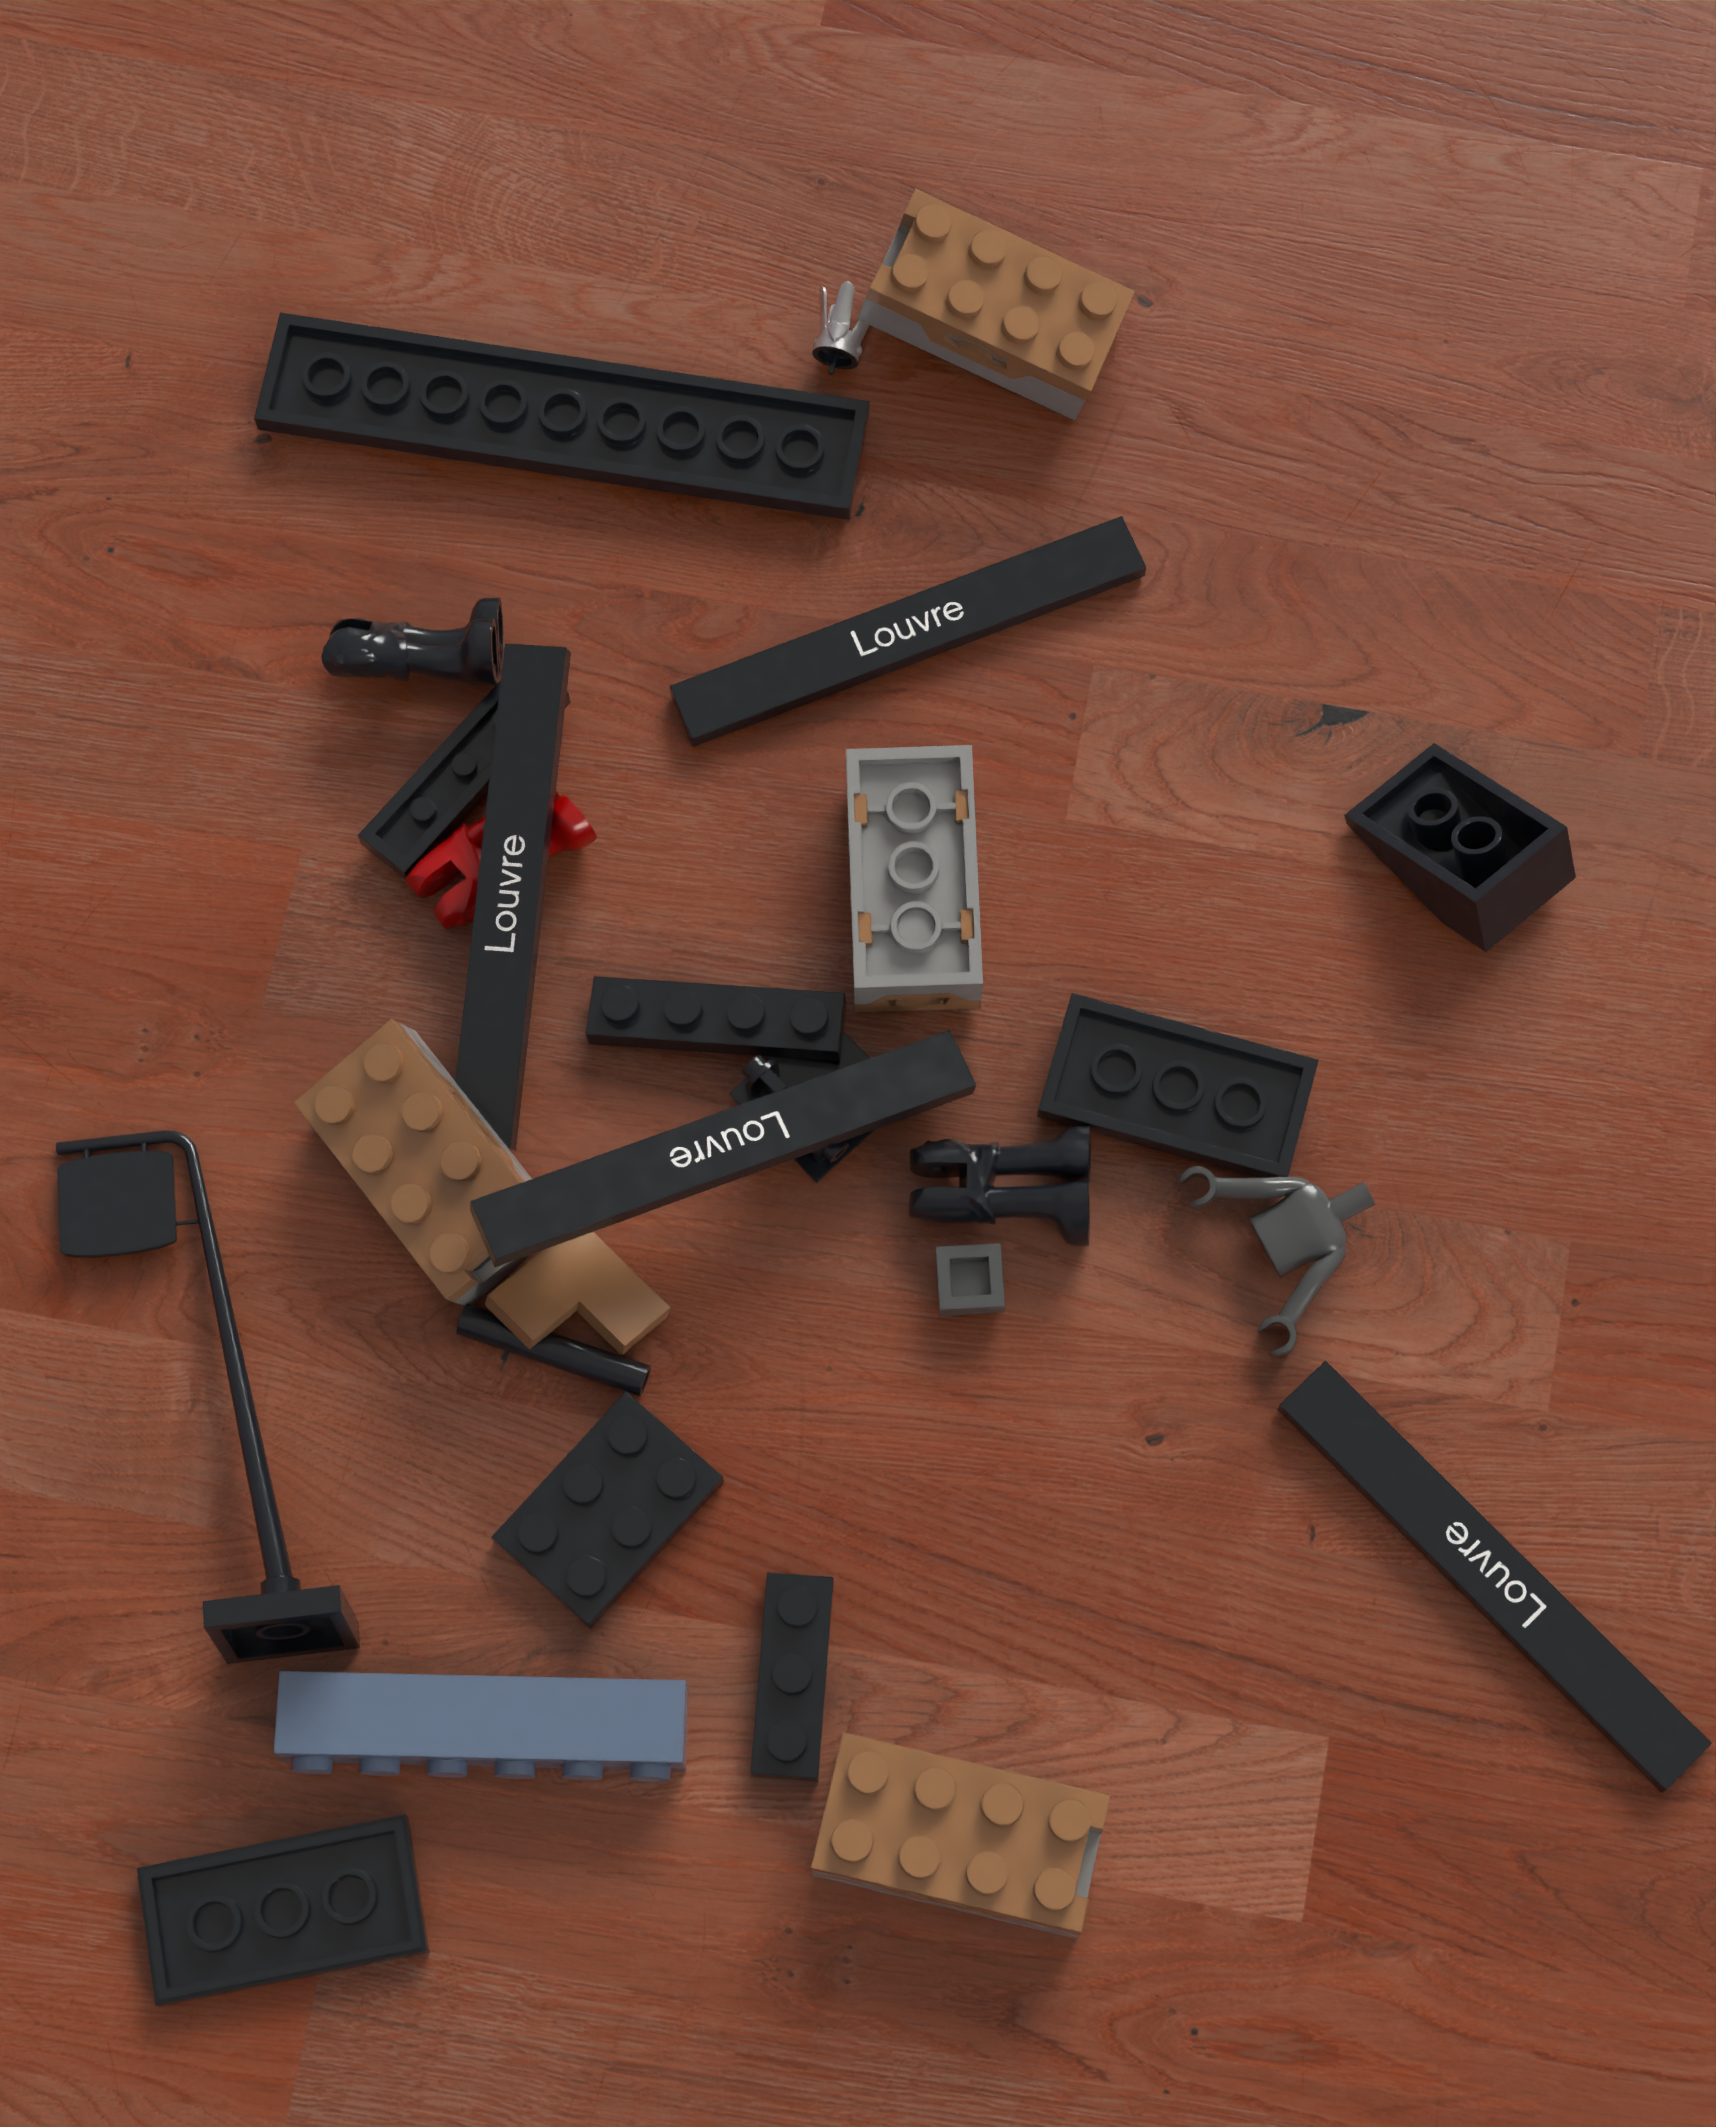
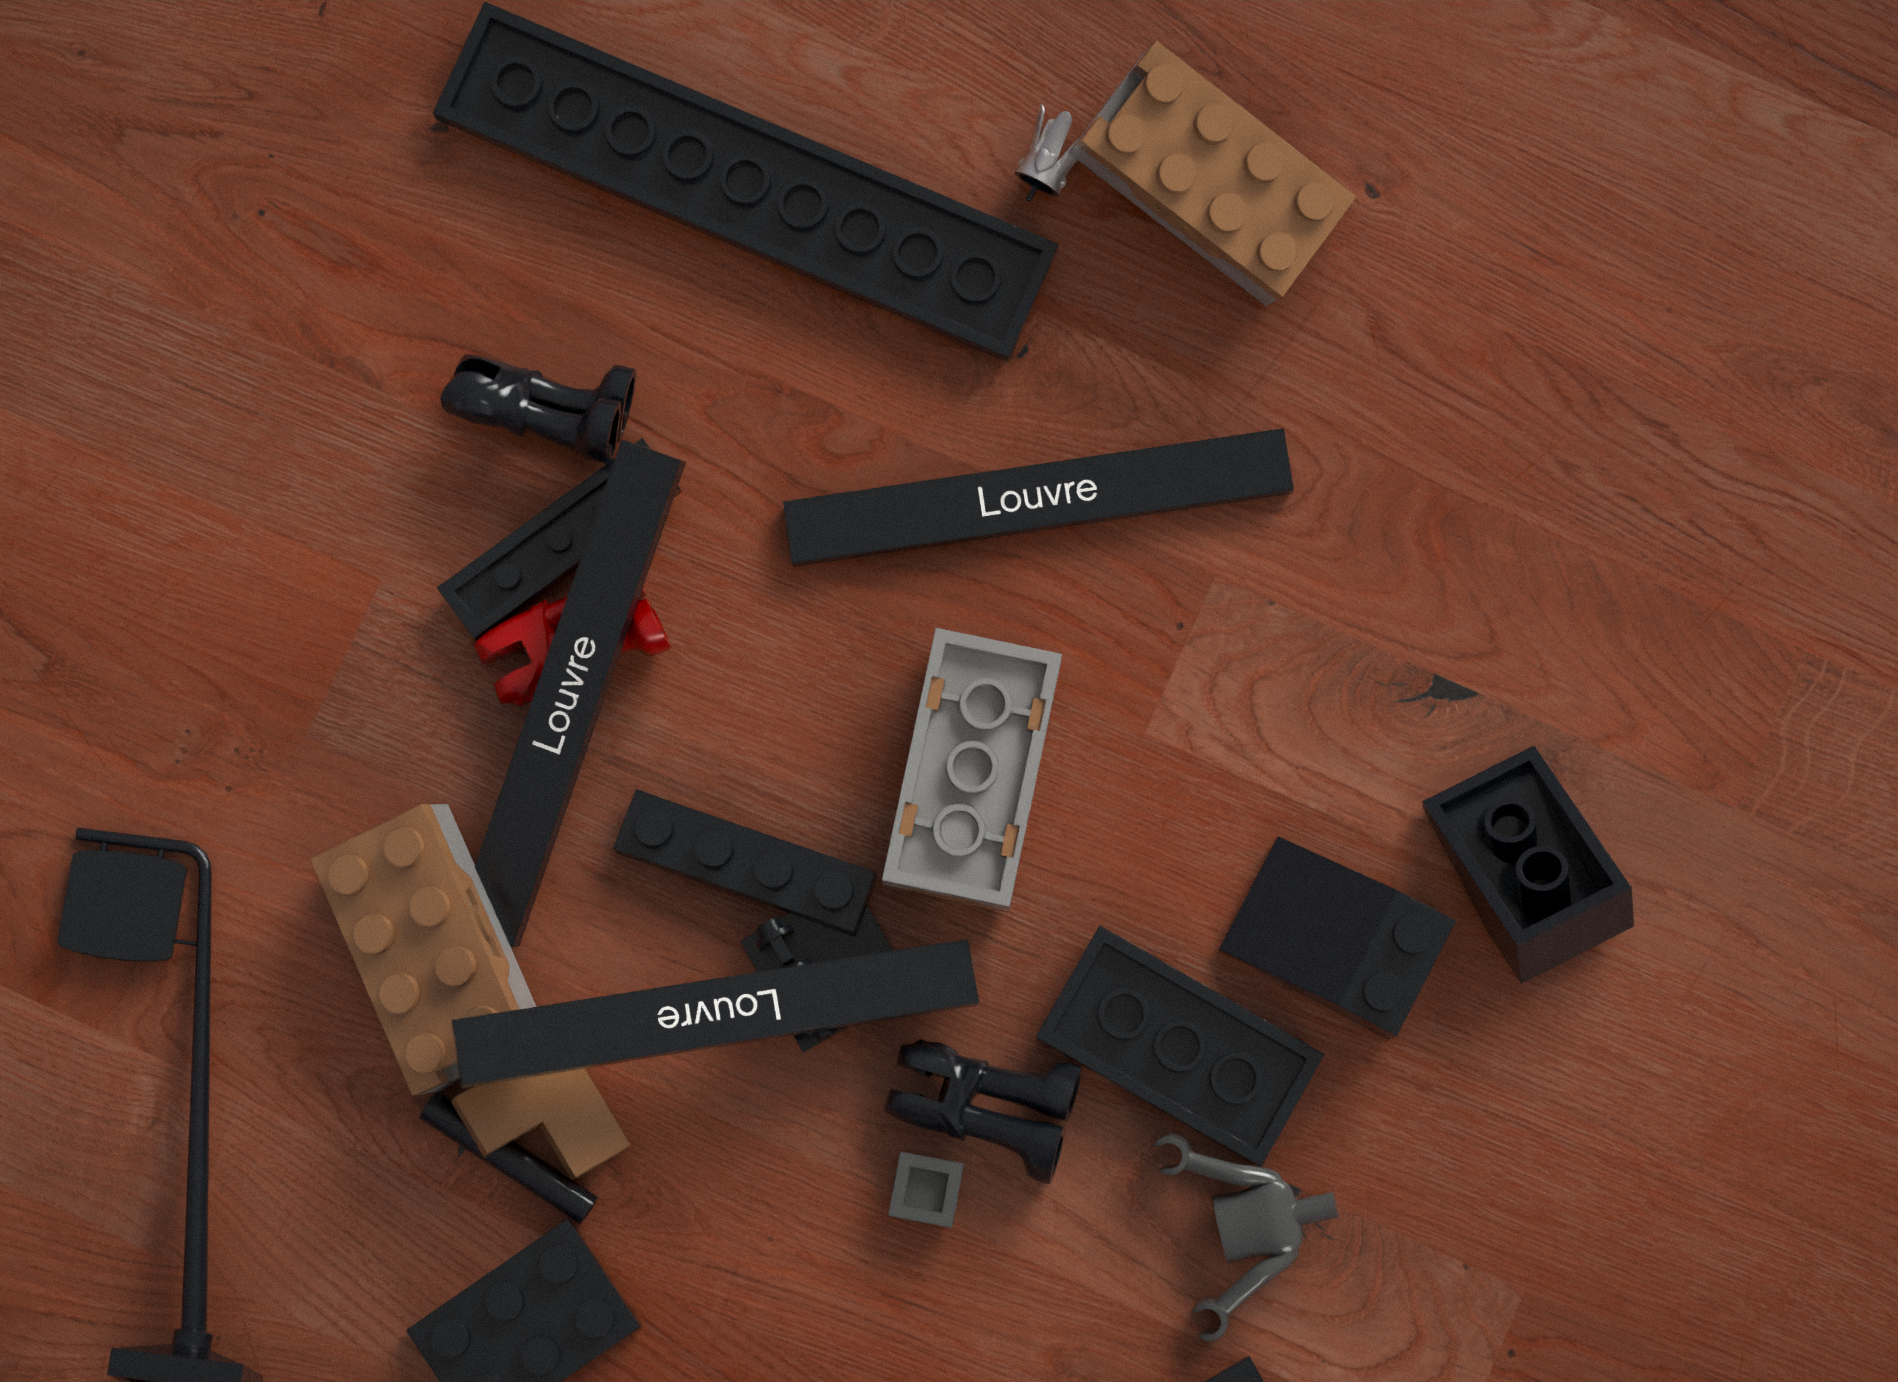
camera: 15 degrees right, 10 degrees up
(1302, 953) = (1337, 937): none -> black slope

